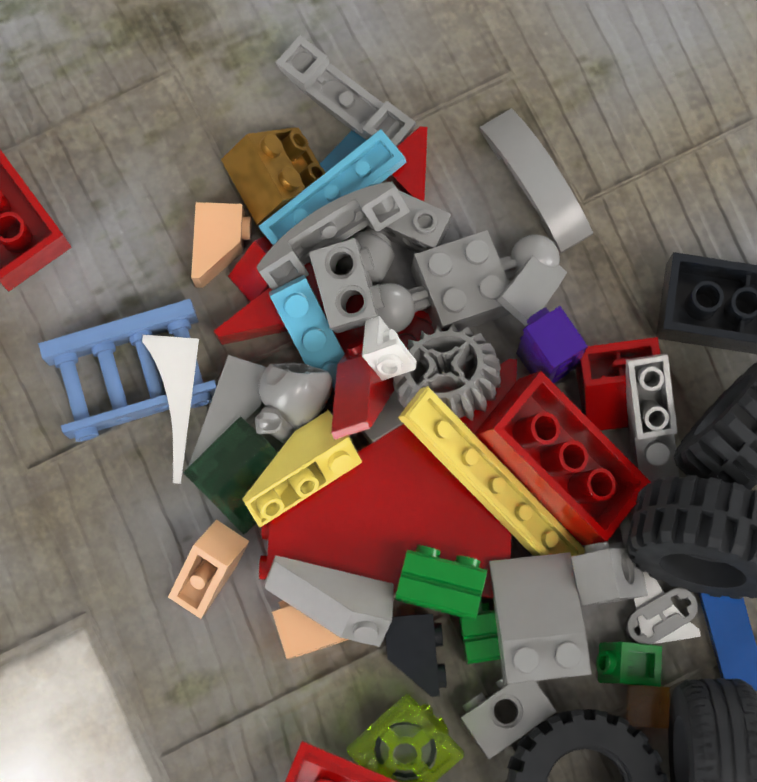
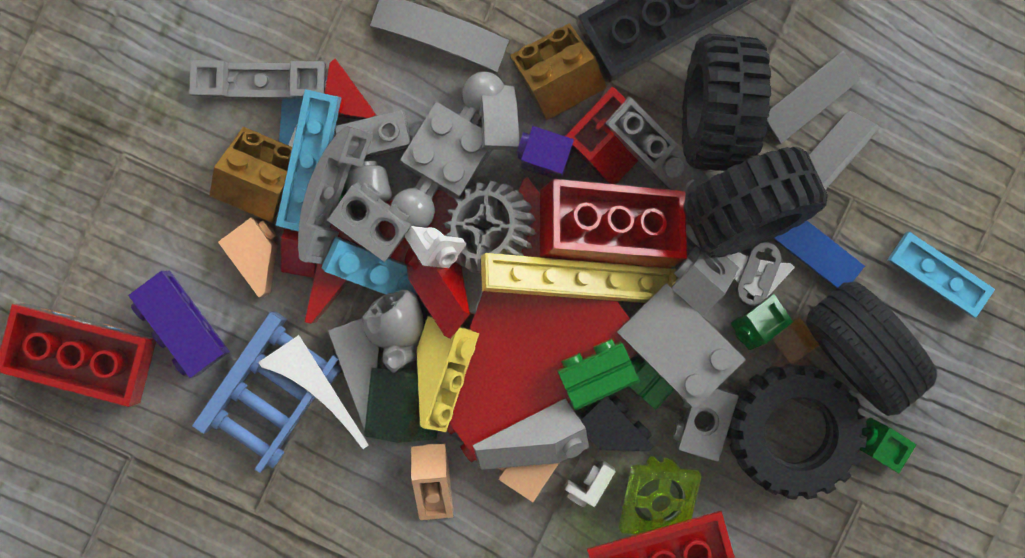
camera: 35 degrees left, 10 degrees up
(100, 249) = (178, 324): none -> dark purple brick
(360, 690) = (597, 481): none -> white bracket
(617, 292) = (558, 71): none -> pearl gold slope

